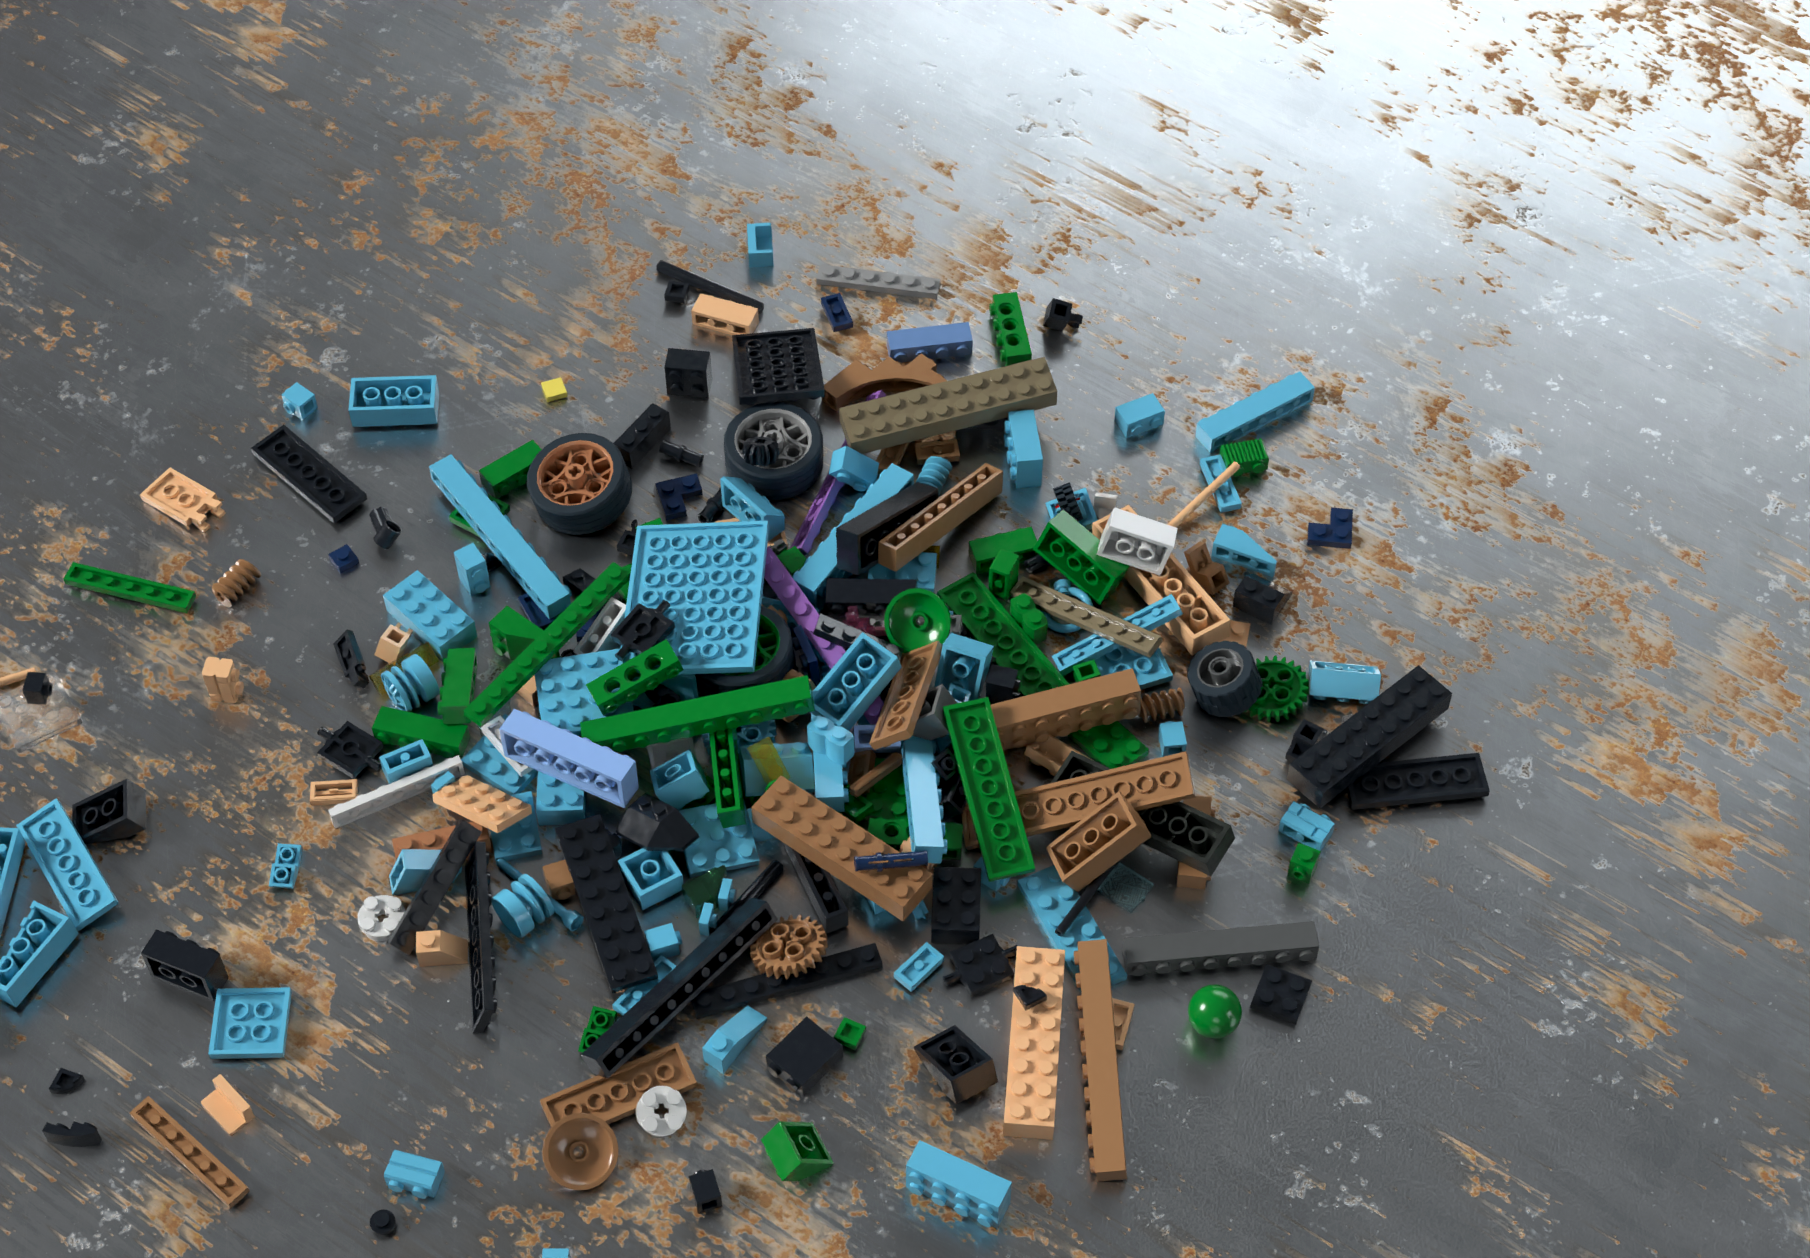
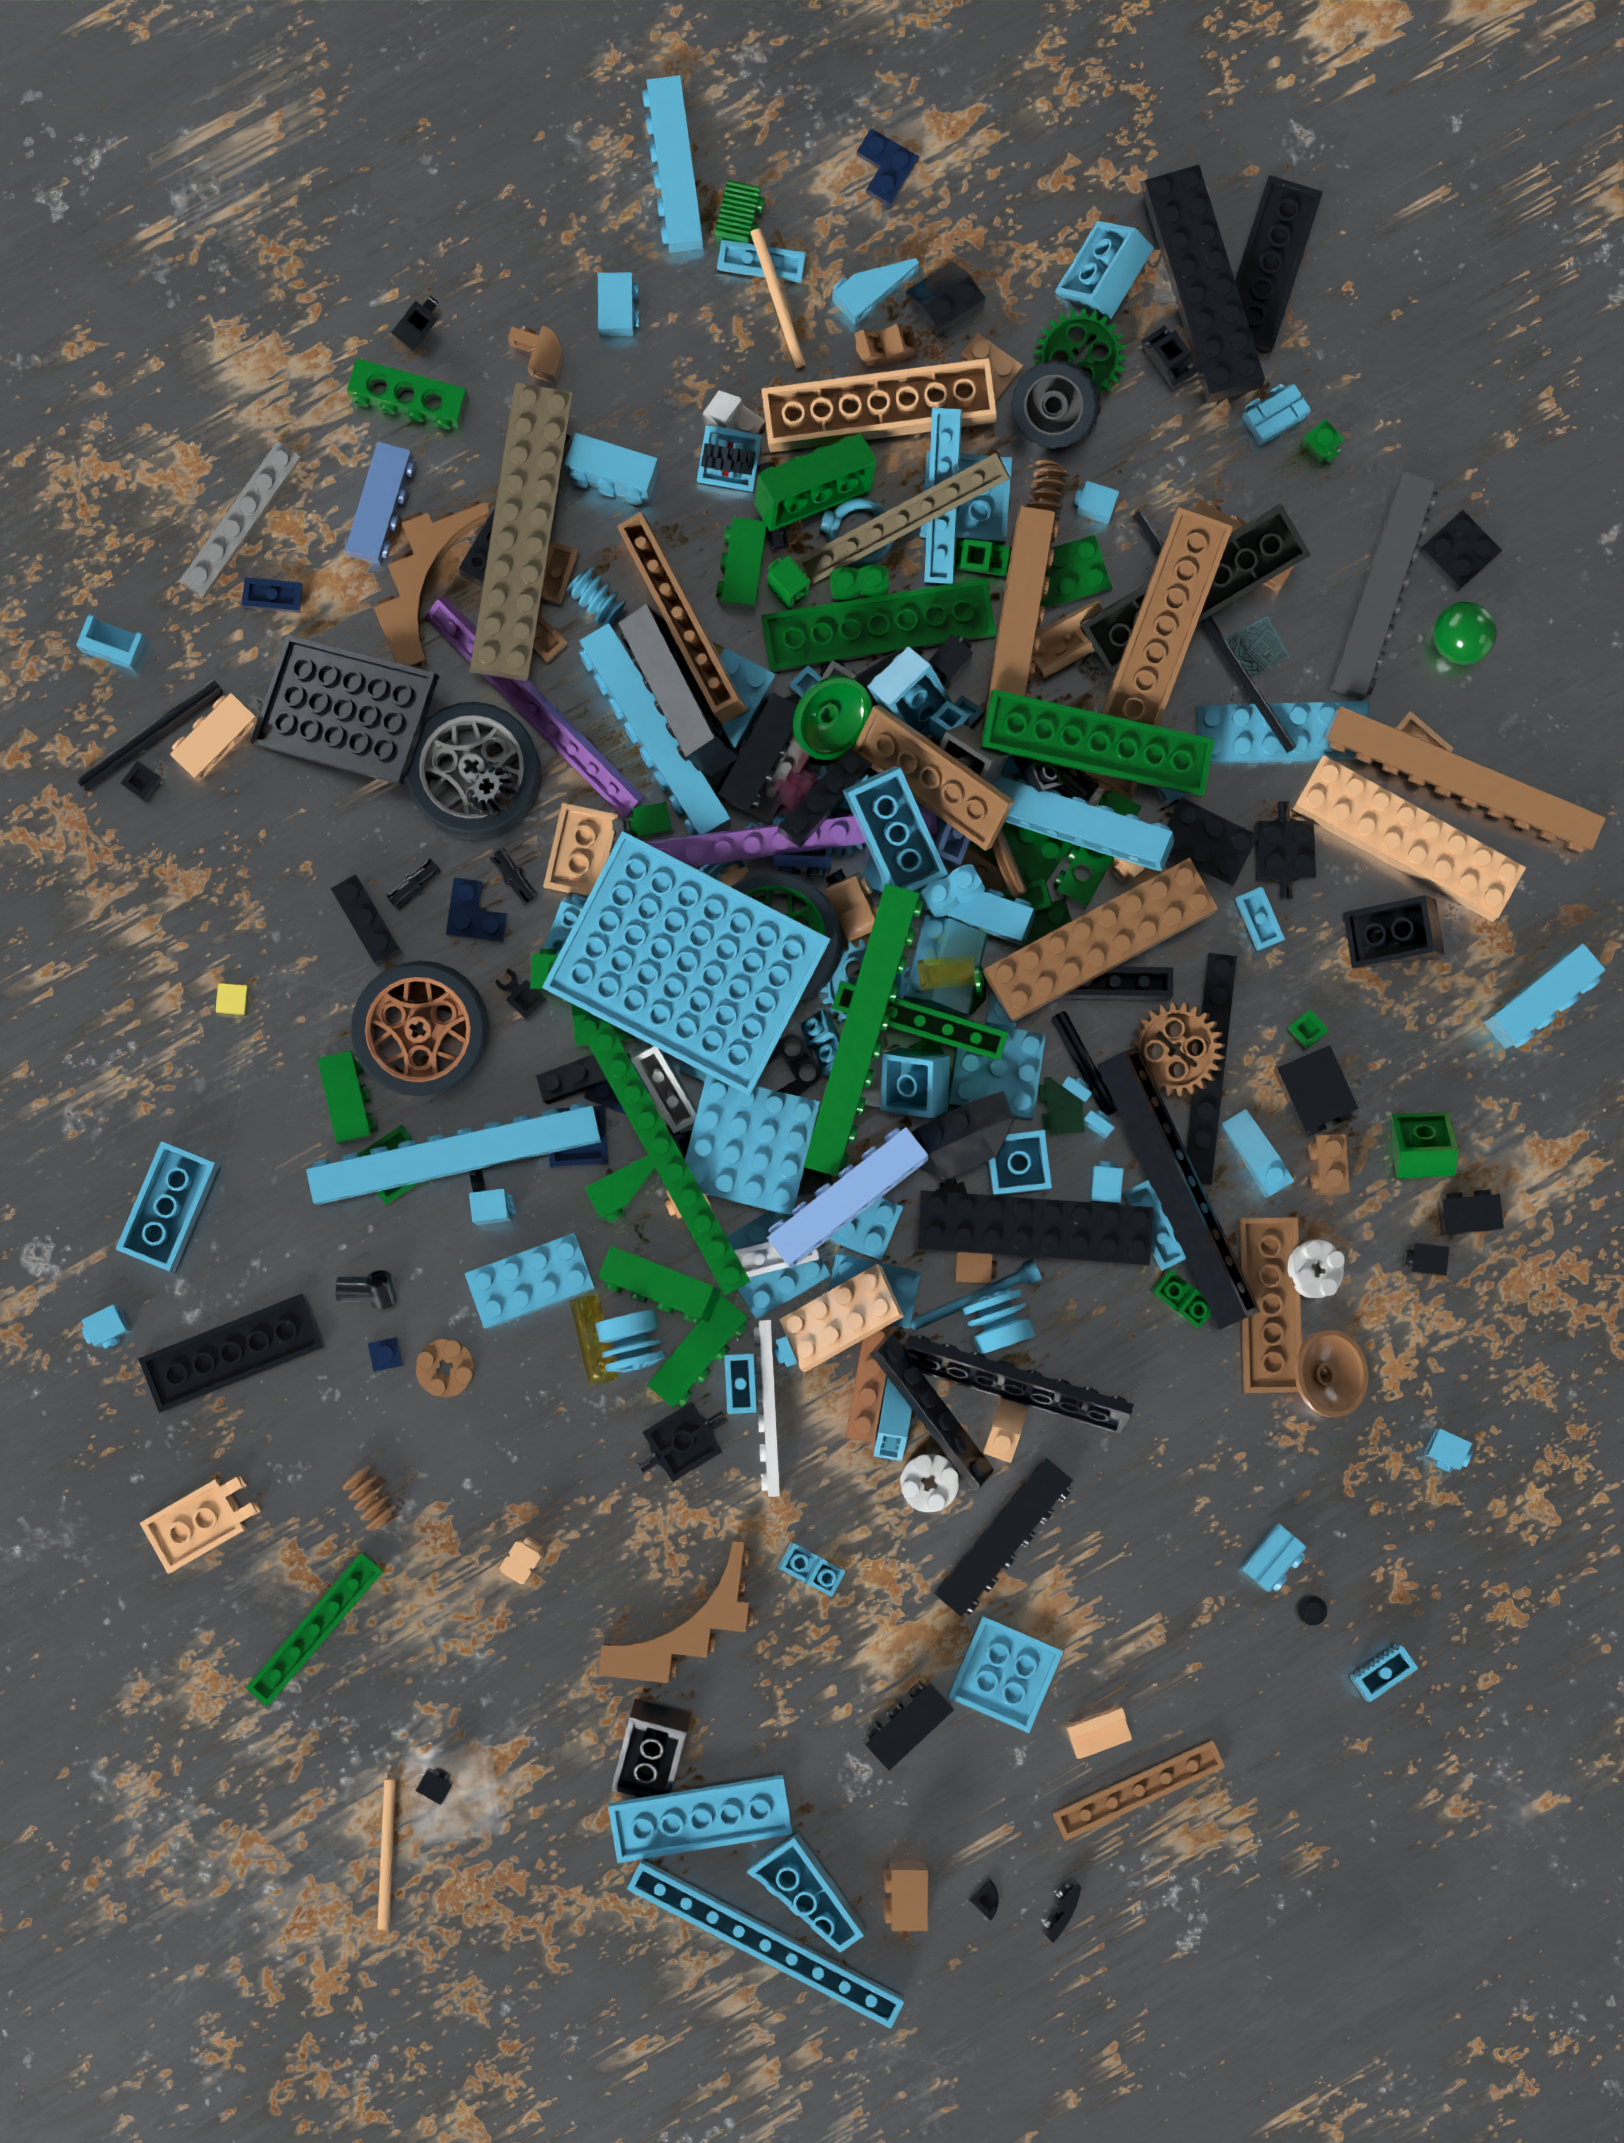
camera: 70 degrees left, 30 degrees up
(47, 1008) = (908, 1895): none -> medium nougat brick
(206, 809) = (653, 1658): none -> medium nougat arch
(333, 795) = (739, 1456): light nougat tile -> none
(347, 584) = (453, 1353): none -> medium nougat plate
(351, 659) = (550, 1397): black hinge -> none
(358, 979) = (1003, 1537): none -> black brick
(393, 643) = (555, 1338): light nougat brick -> none
(639, 666) = (773, 1126): green brick -> none
(642, 629) = (715, 1044): black plate -> none
(688, 373) = (299, 824): black brick -> none
(749, 505) = (557, 834): medium azure slope -> none
(749, 1088) = (1330, 1164): none -> medium nougat brick
(757, 1208) = (1470, 1214): none -> black brick
(853, 468) = (550, 687): medium azure brick -> none
(862, 862) = (1161, 905): dark blue pin -> none
(1029, 996) = (1369, 821): black tile -> none
(1082, 391) = (545, 348): none -> medium nougat brick
(1097, 842) = (1216, 656): medium nougat slope -> none
(1137, 541) = (849, 411): white brick -> none

